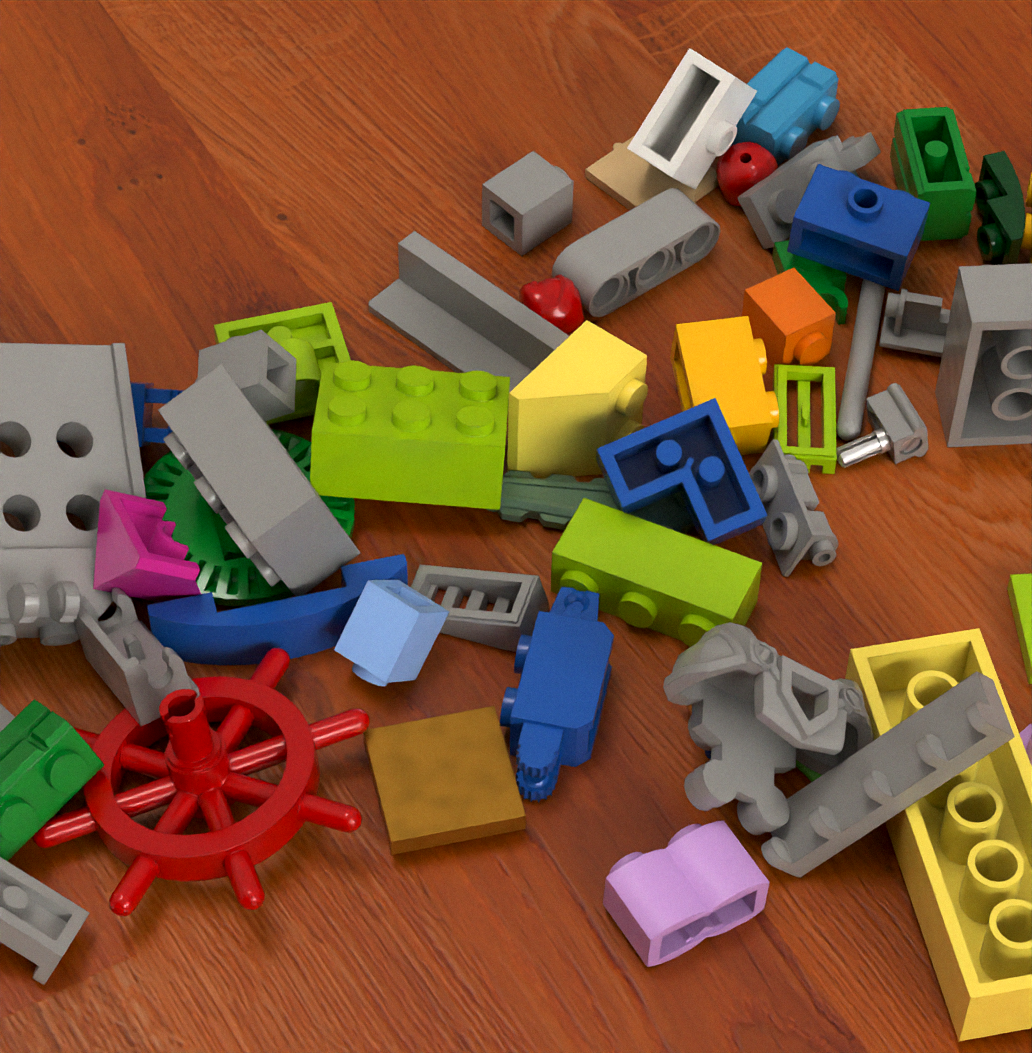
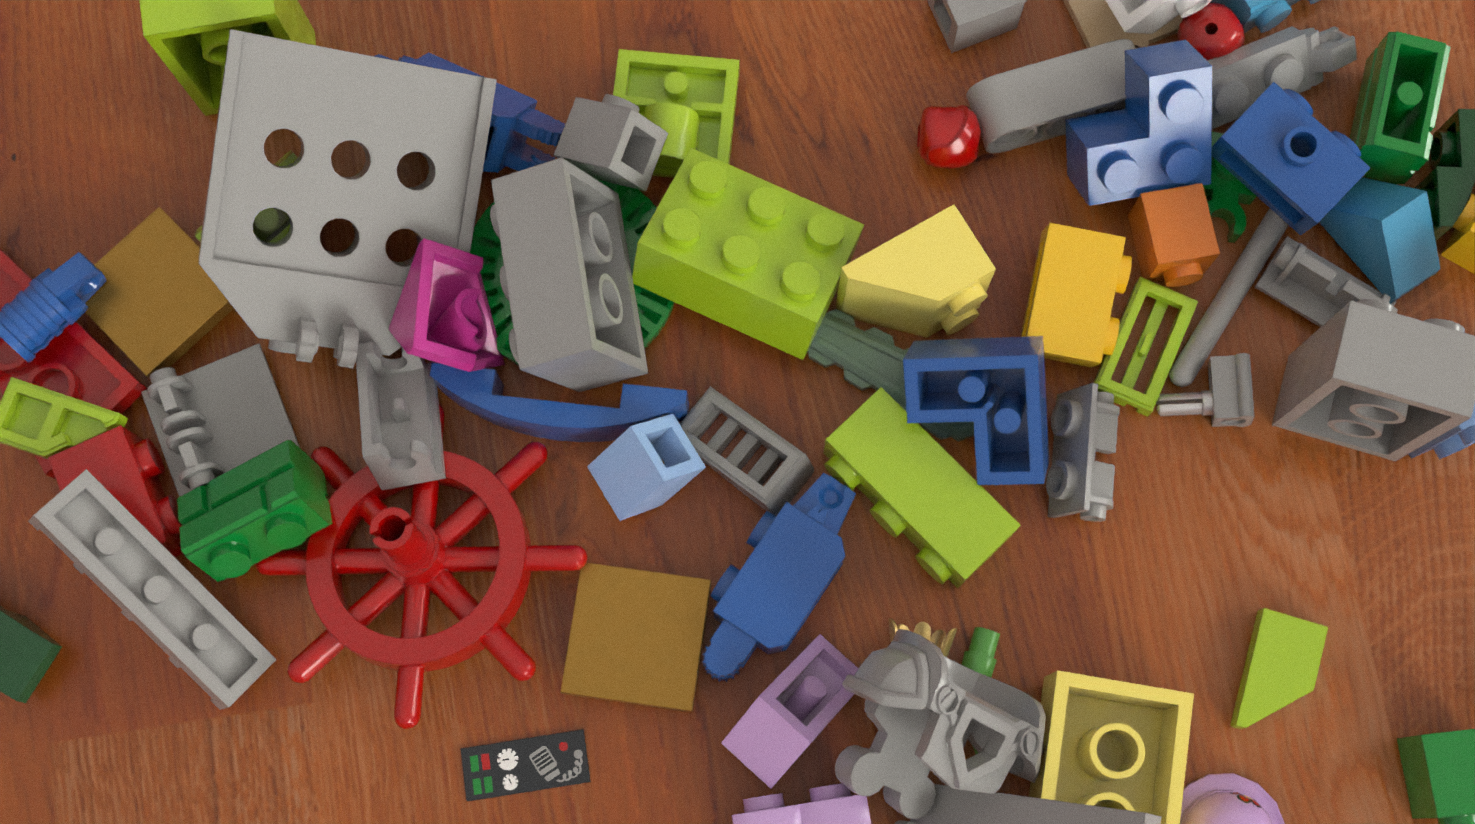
camera: 25 degrees right, 25 degrees up
(379, 934) = (525, 765): none -> black sticker
(462, 315) = (864, 132): light grey panel -> none
(621, 791) = (791, 711): none -> lavender slope
(738, 243) = (1158, 137): none -> blue brick
(938, 260) = (1386, 234): none -> dark azure slope

